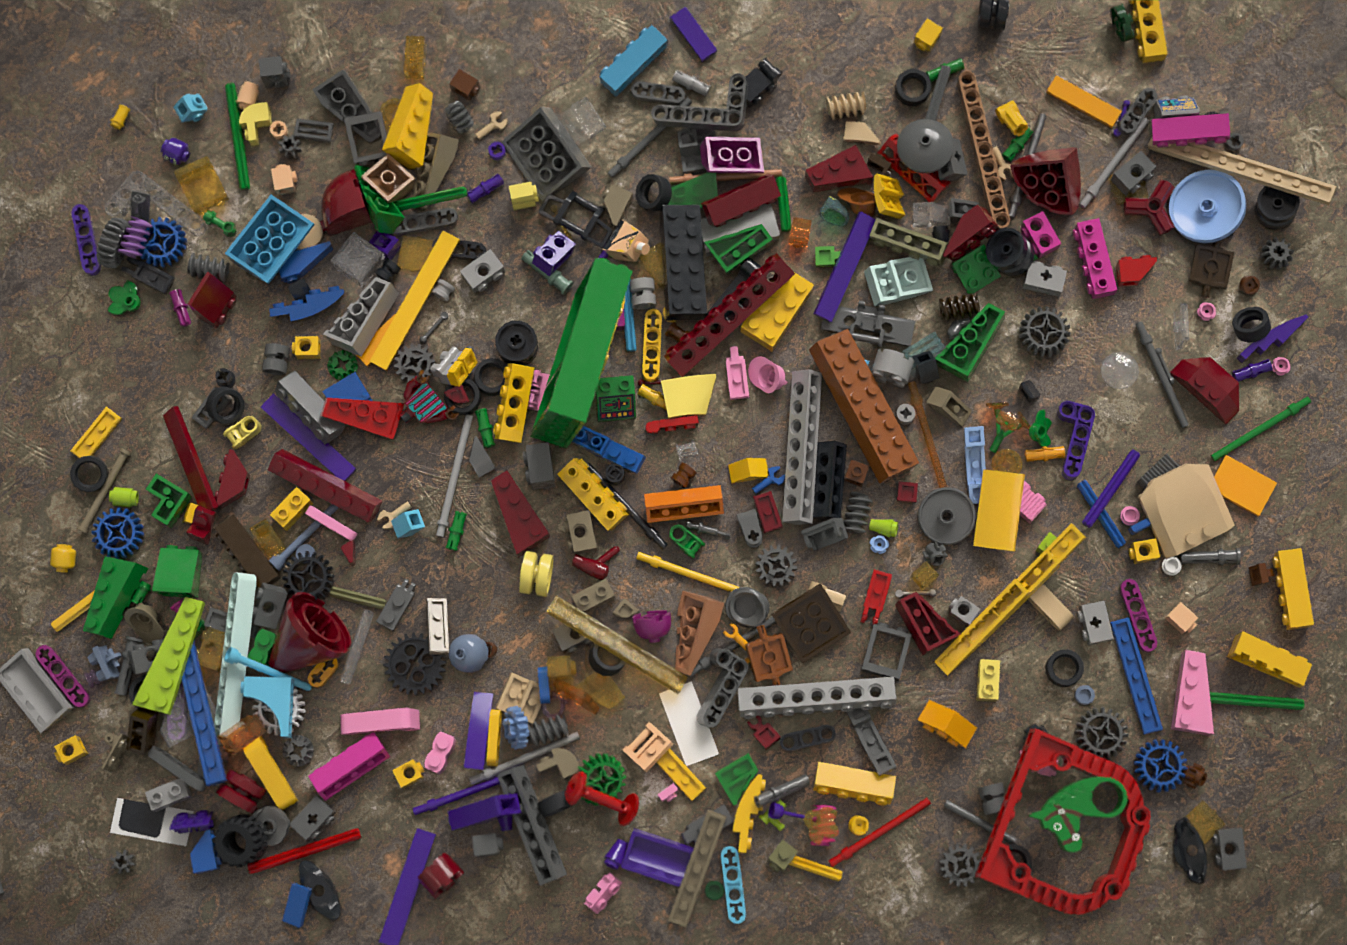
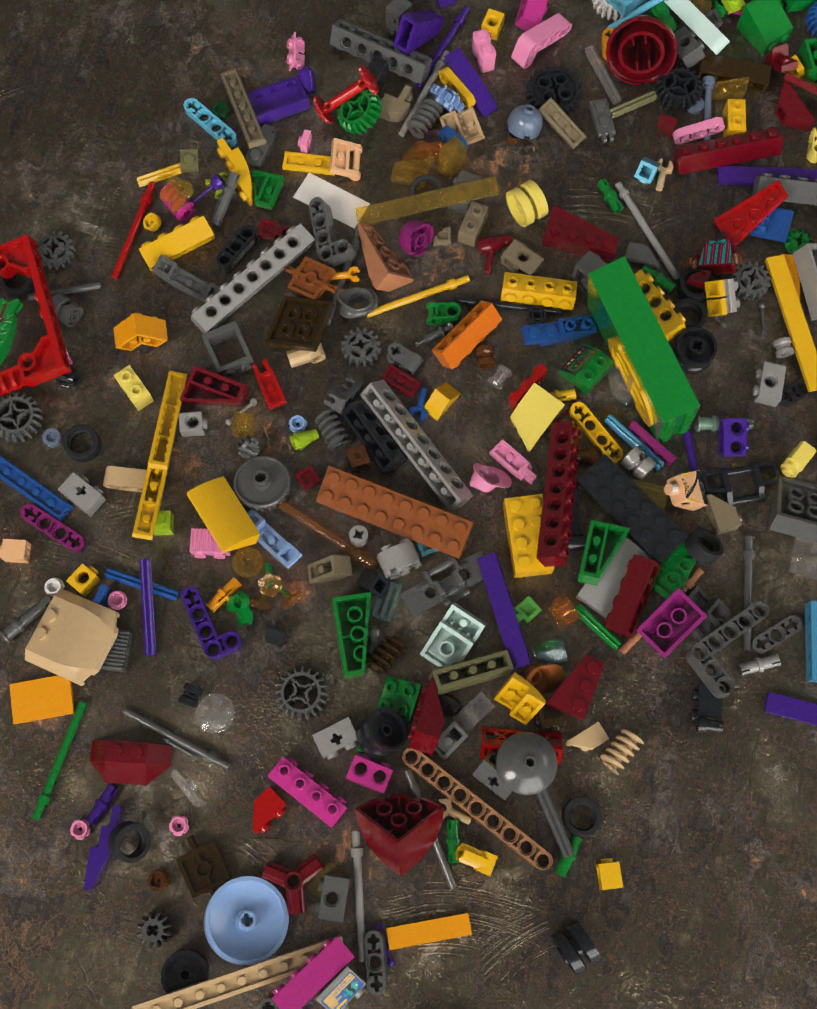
camera: 135 degrees right, 5 degrees down
(1128, 396) = (190, 700): none -> black wheel

